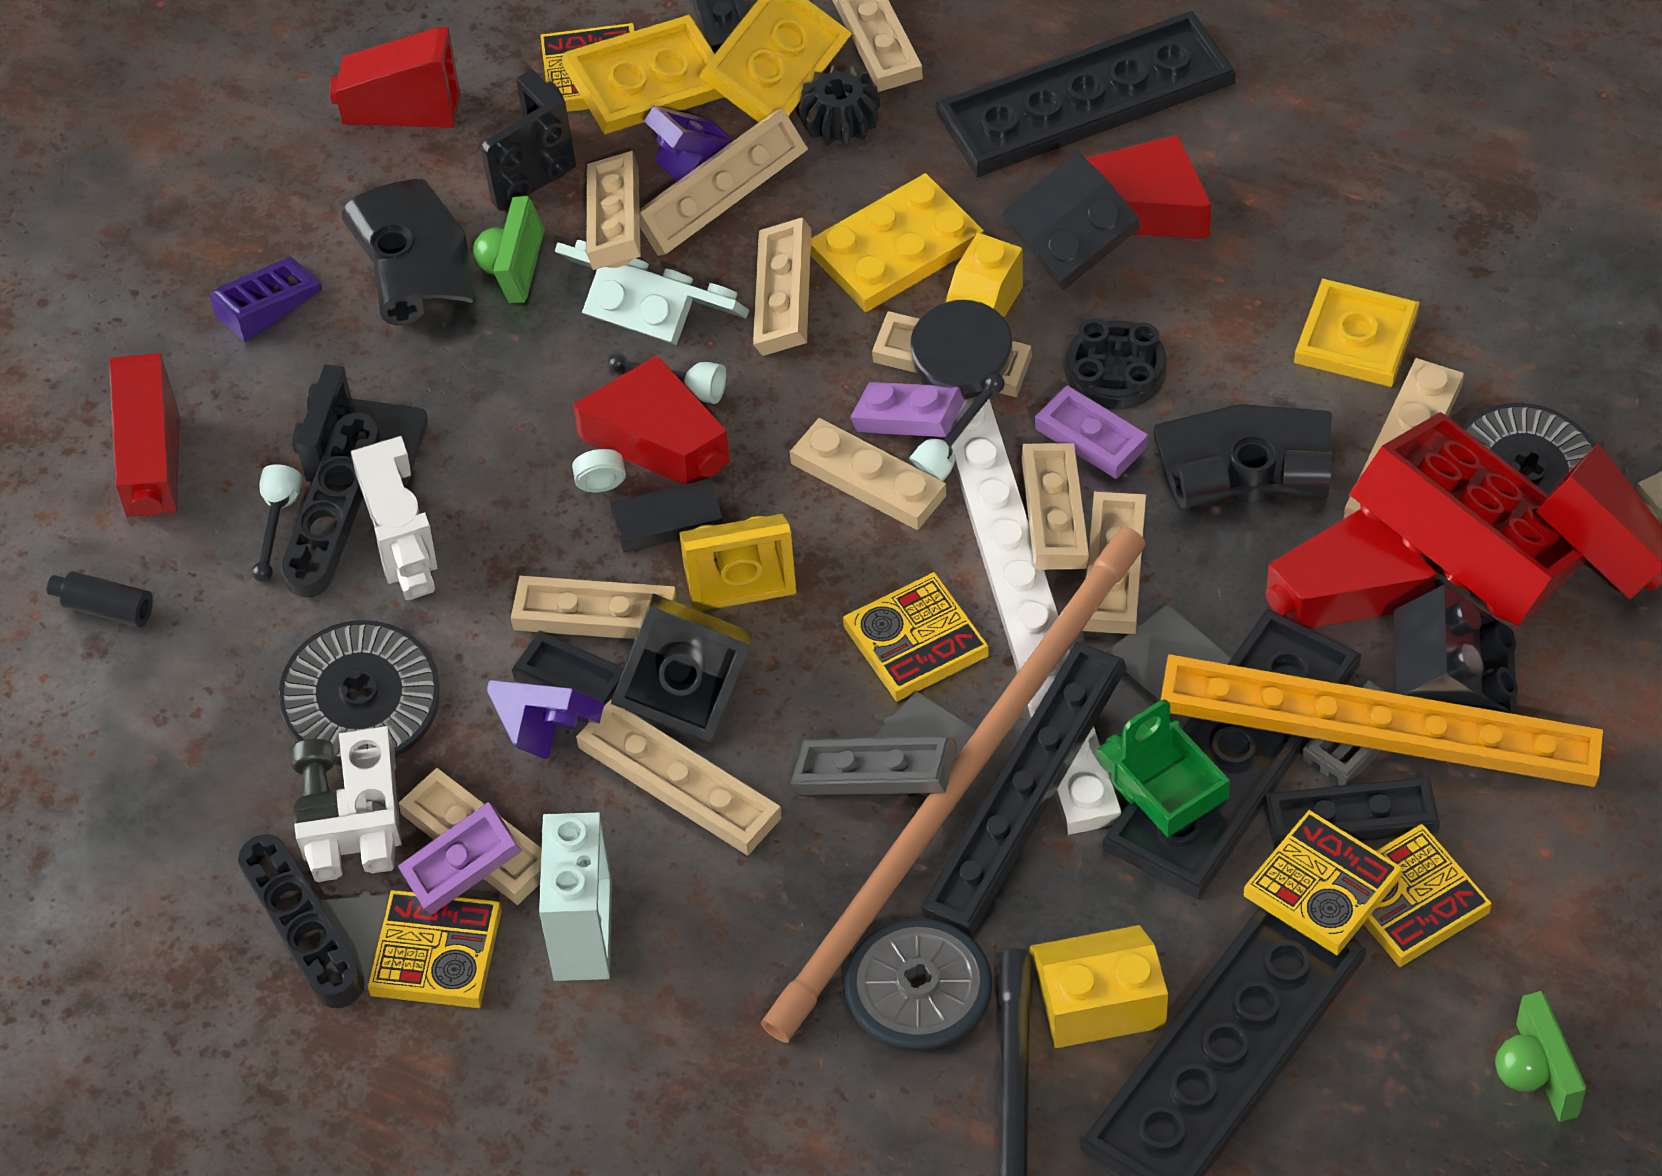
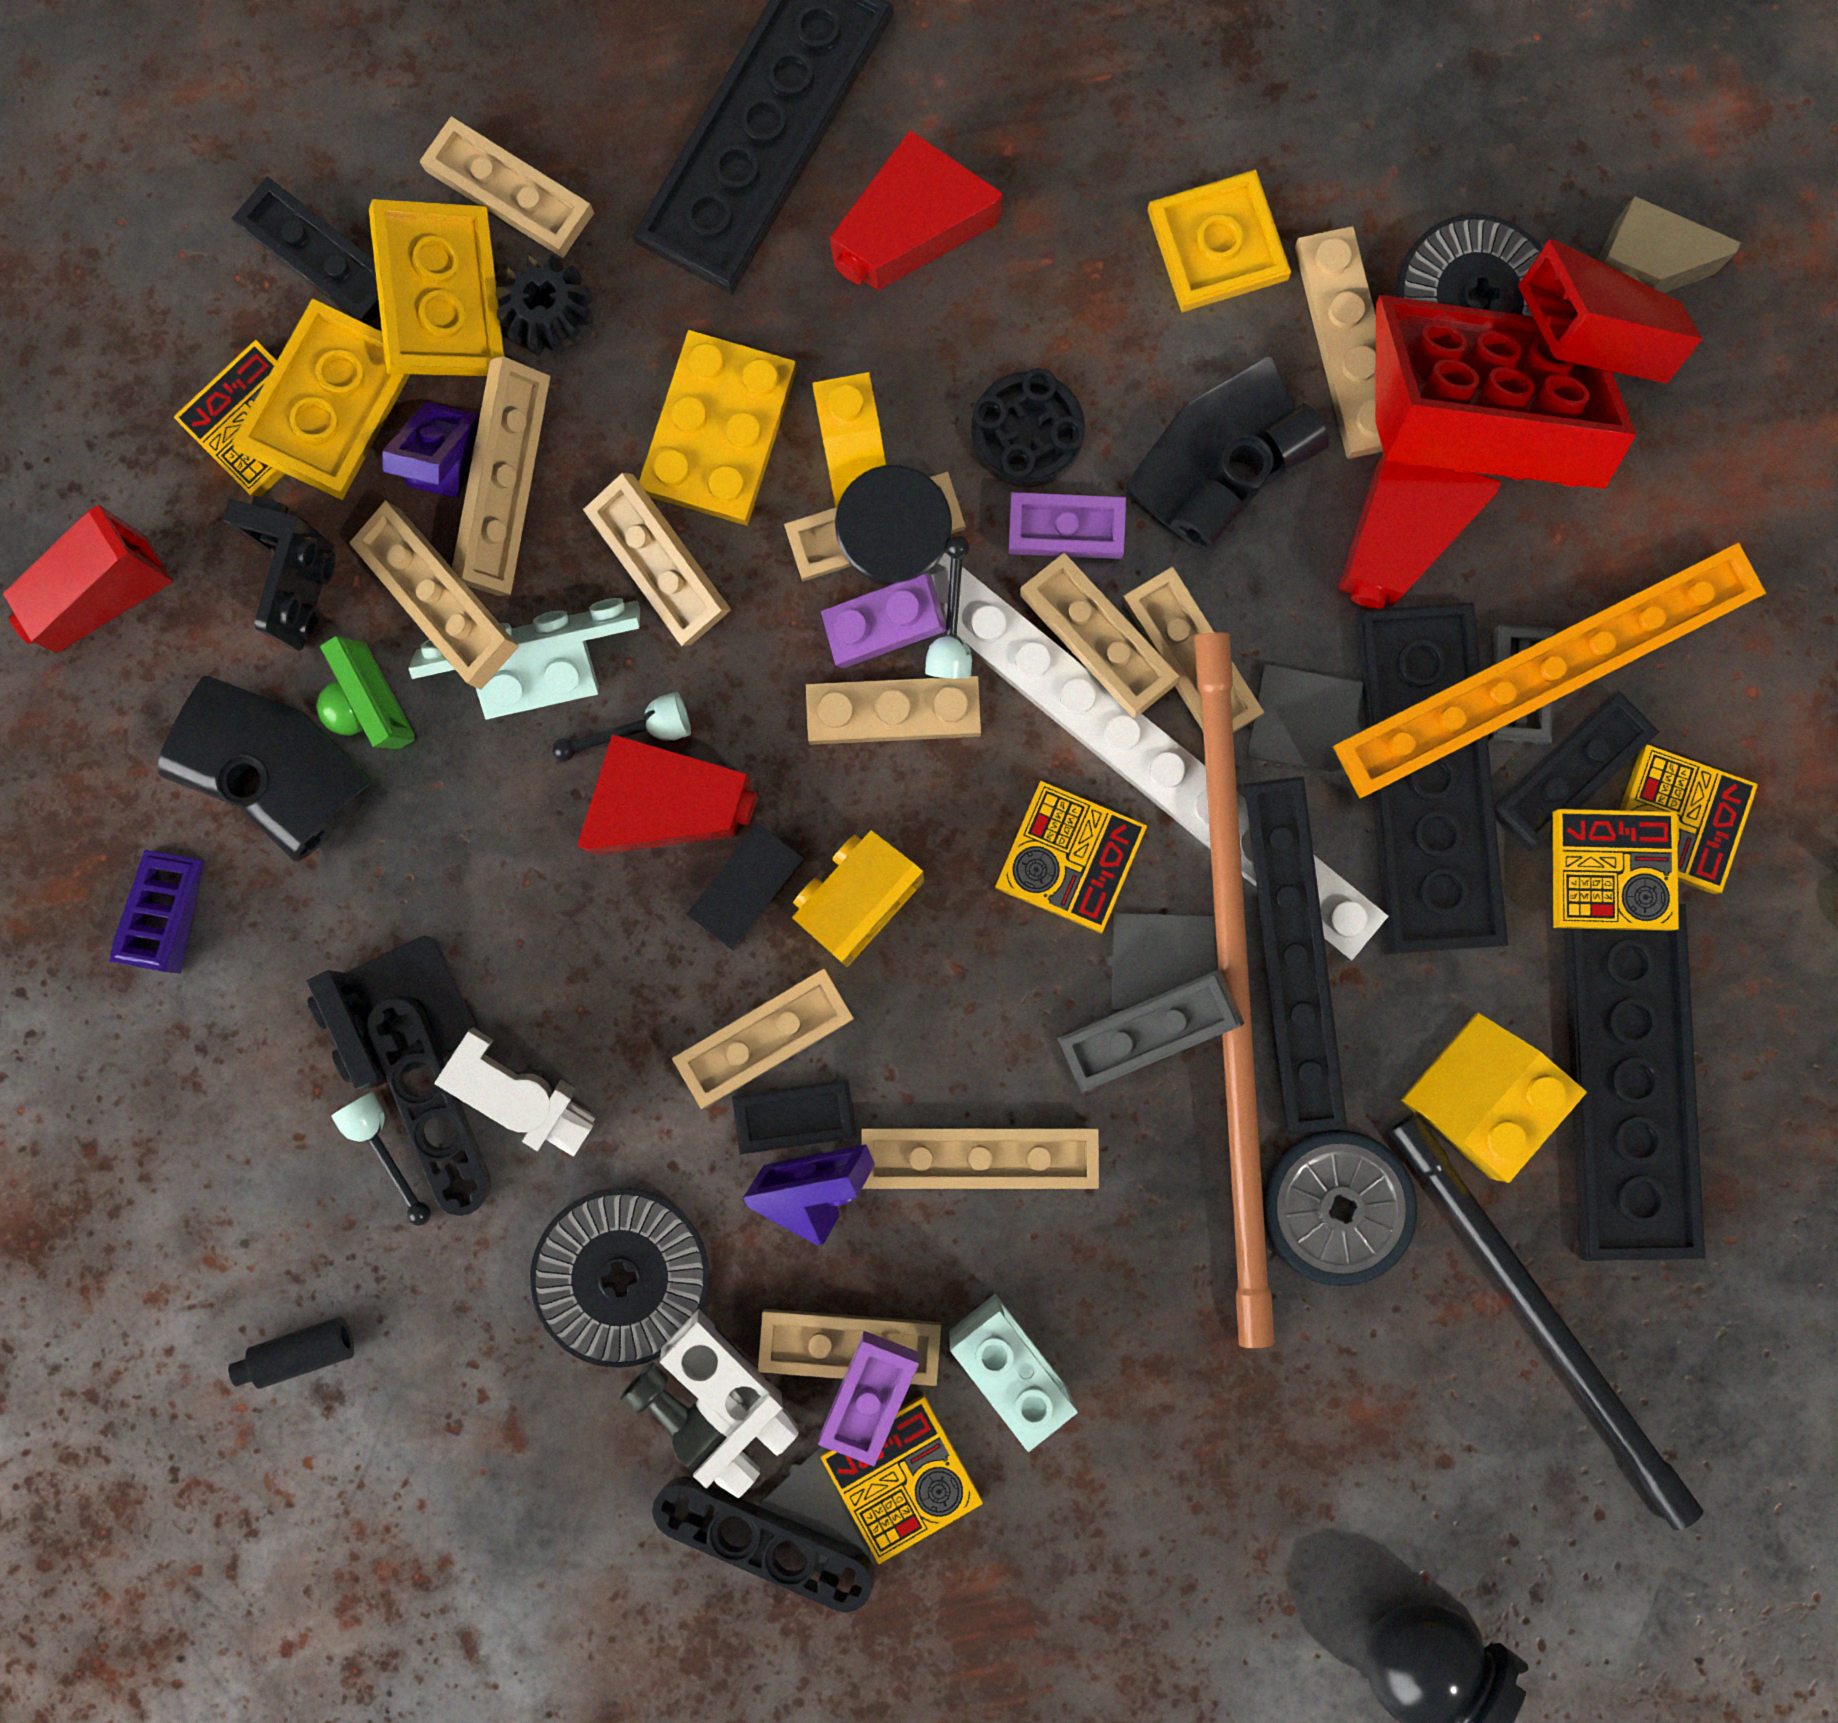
camera: 35 degrees left, 30 degrees up
(144, 435) = (190, 1169): red slope -> none
(598, 470) = (649, 889): light aqua tile -> none
(682, 668) = (903, 1051): black slope -> none
(1072, 219) = (887, 304): black slope -> none
(1162, 770) = (1407, 859): green piece -> none
(1454, 653) = (1563, 556): black slope -> none

